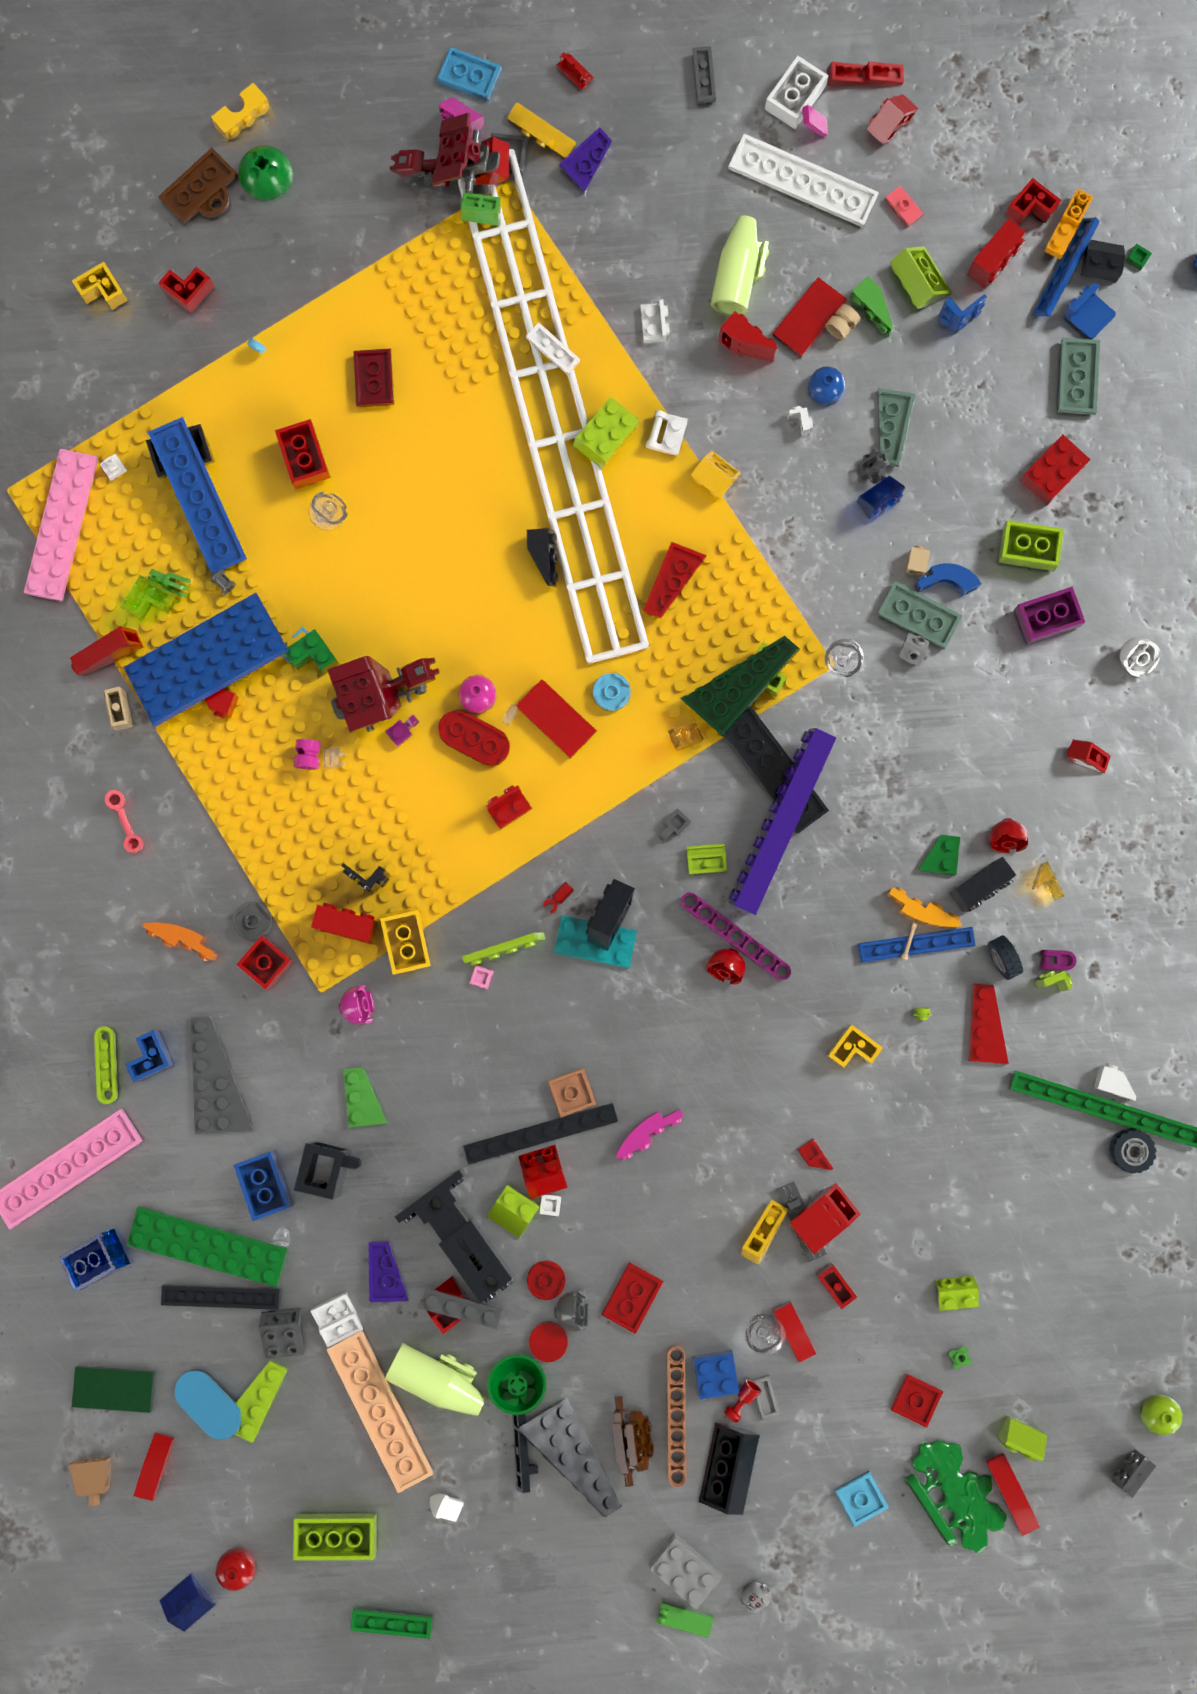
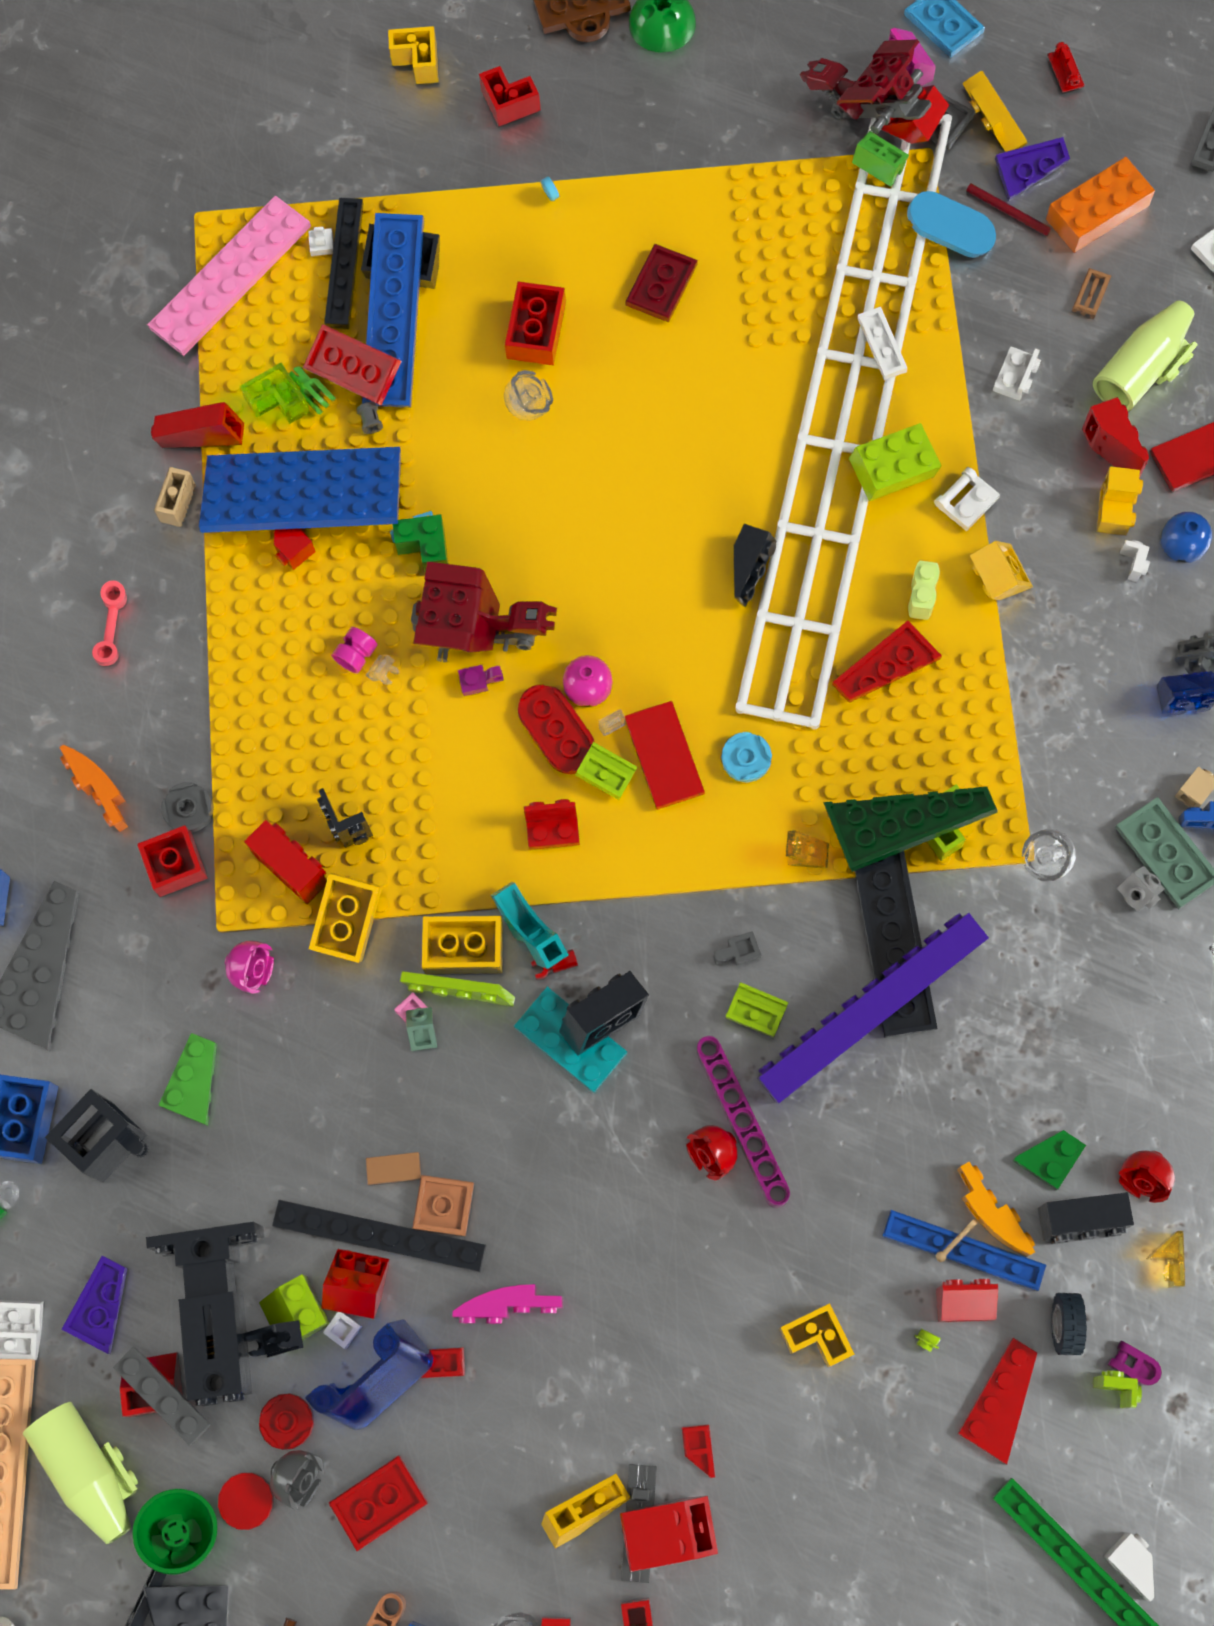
camera: 30 degrees right, 10 degrees down
(139, 475) = (344, 263): none -> black plate
(189, 550) = (352, 364): none -> red tile
(491, 917) = (462, 945): none -> yellow brick
(494, 986) = (421, 1029): none -> sand green bracket
(512, 1233) = (275, 1339): none -> black hinge
(524, 750) = (606, 771): none -> lime plate
(526, 1086) = (393, 1168): none -> medium nougat tile
(529, 883) = (528, 927): none -> teal arch
(555, 233) = (951, 224): none -> dark azure tile
(588, 200) = (1008, 209): none -> dark red bar
(602, 1203) = (401, 1365): none -> clear blue windscreen
(622, 1193) = (446, 1363): none -> red plate
(650, 166) = (1100, 204): none -> orange brick
(669, 511) = (923, 590): none -> yellowish green brick
(677, 251) = (1085, 309): none -> medium nougat tile
(767, 381) = (1117, 499): none -> yellow brick
(936, 977) = (967, 1302): none -> slope

